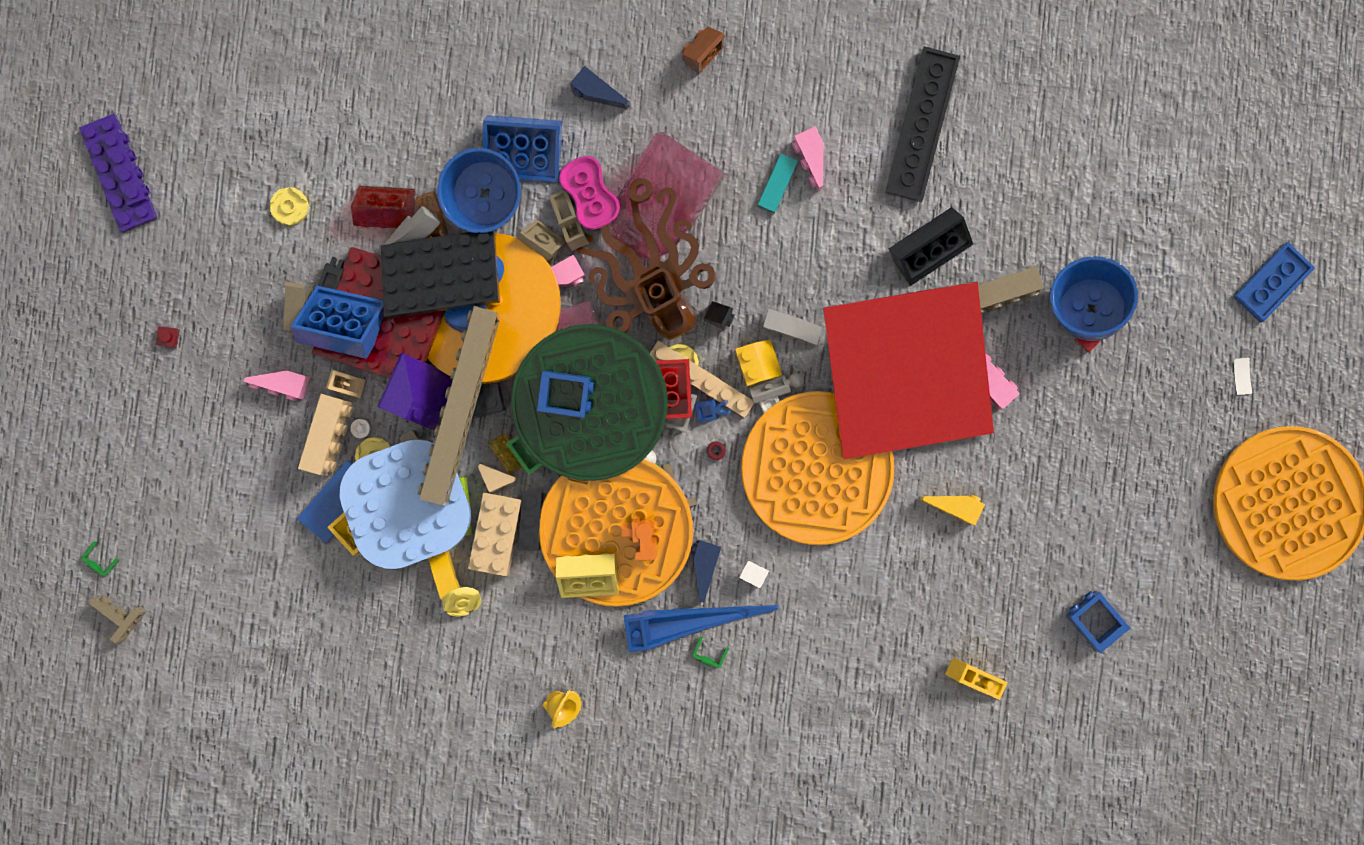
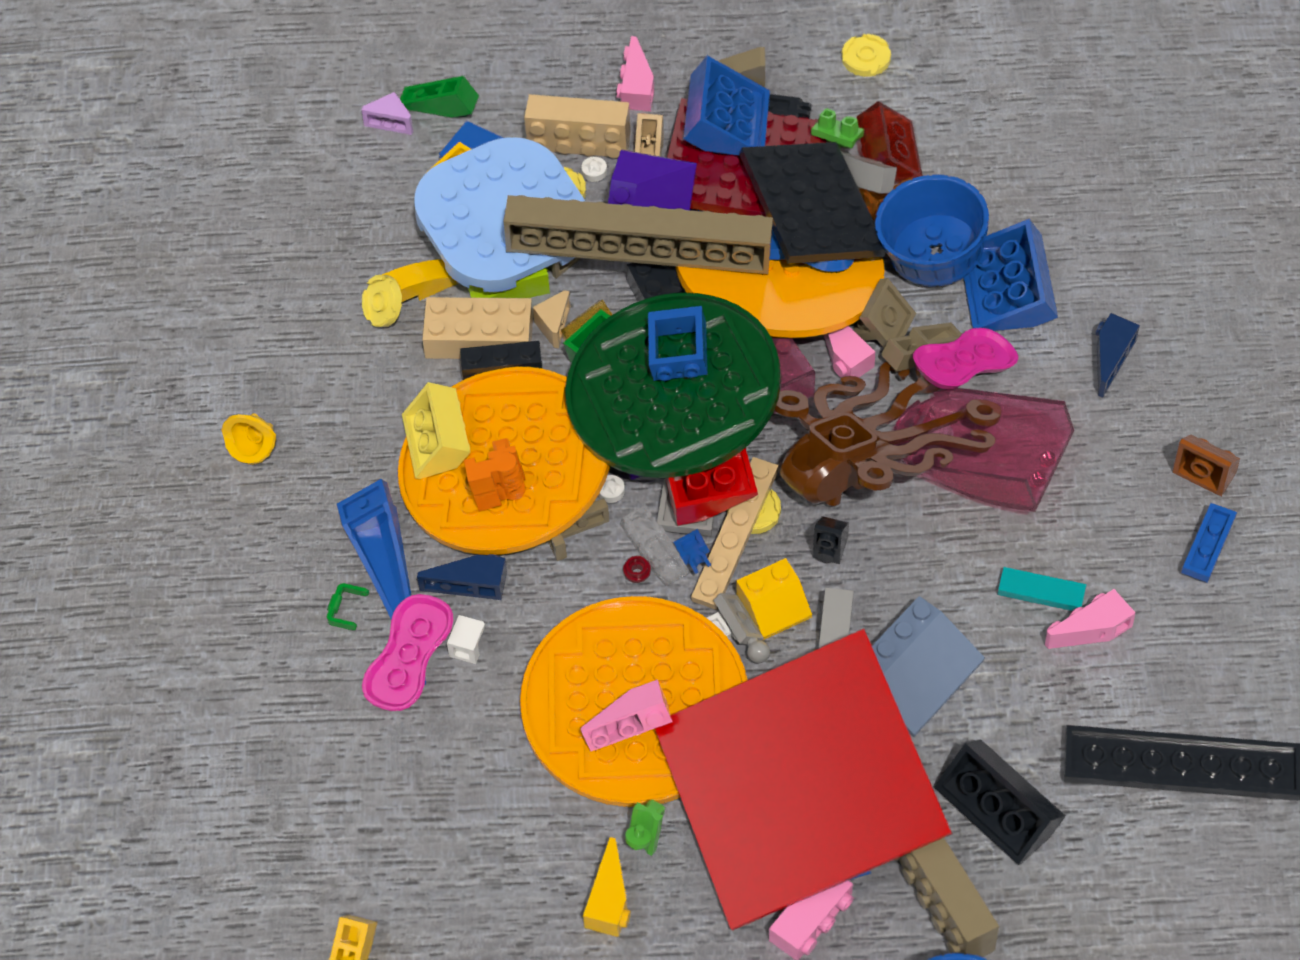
camera: 80 degrees right, 30 degrees down
(271, 536) = (443, 97): none -> green slope
(279, 577) = (388, 114): none -> lavender slope
(368, 242) = (843, 132): none -> bright green hips
(749, 608) = (416, 631): none -> dark pink plate
(762, 64) = (1209, 542): none -> blue plate
(823, 276) = (924, 662): none -> sand blue slope
(838, 470) = (630, 715): none -> bright pink slope
(920, 476) = (645, 826): none -> bright green hips

